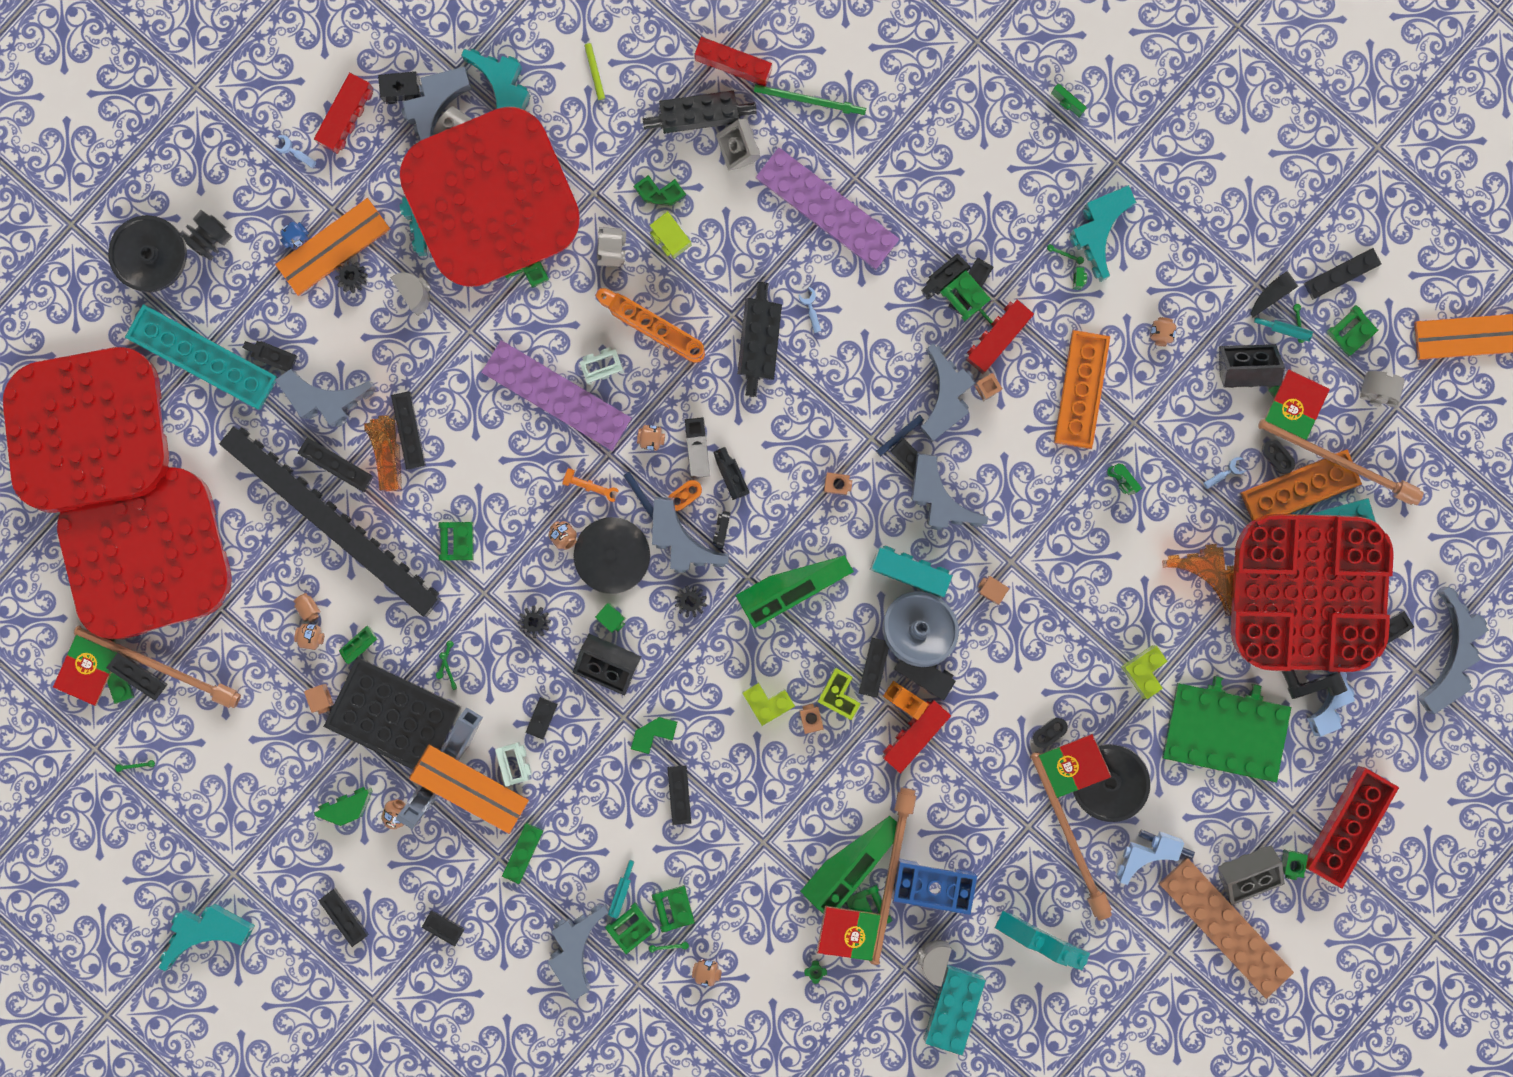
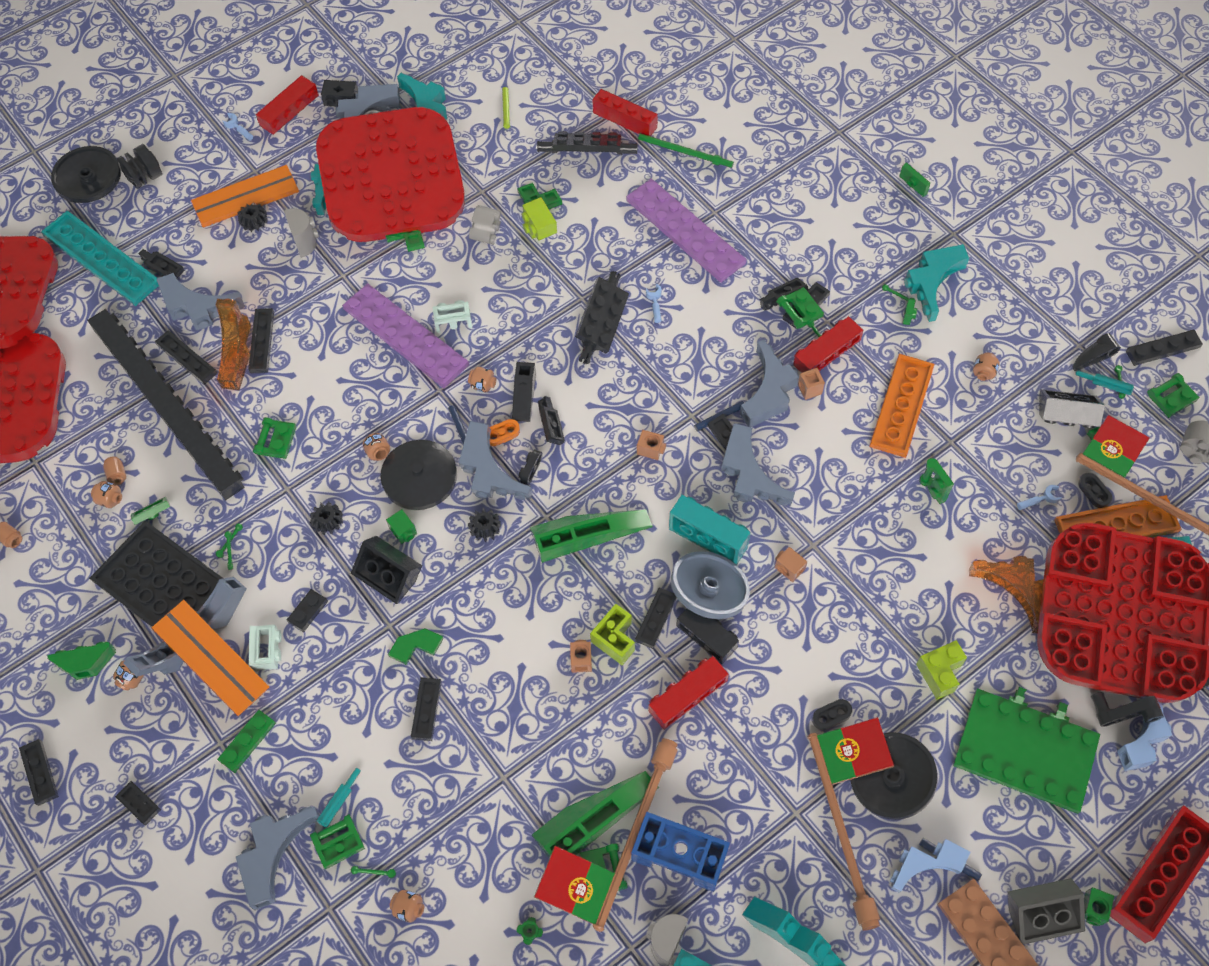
camera: 10 degrees right, 25 degrees down
(294, 235) = (214, 180): blue head -> none
(319, 699) = (94, 552): nougat brick -> none
(588, 485) = (397, 401): orange piece -> none
(673, 339) = (524, 294): orange piece -> none
(679, 906) = (396, 829): green plate -> none
(738, 145) = (616, 169): light grey brick -> none
(765, 708) = (537, 636): lime brick -> none
(905, 700) = (682, 653): orange brick -> none

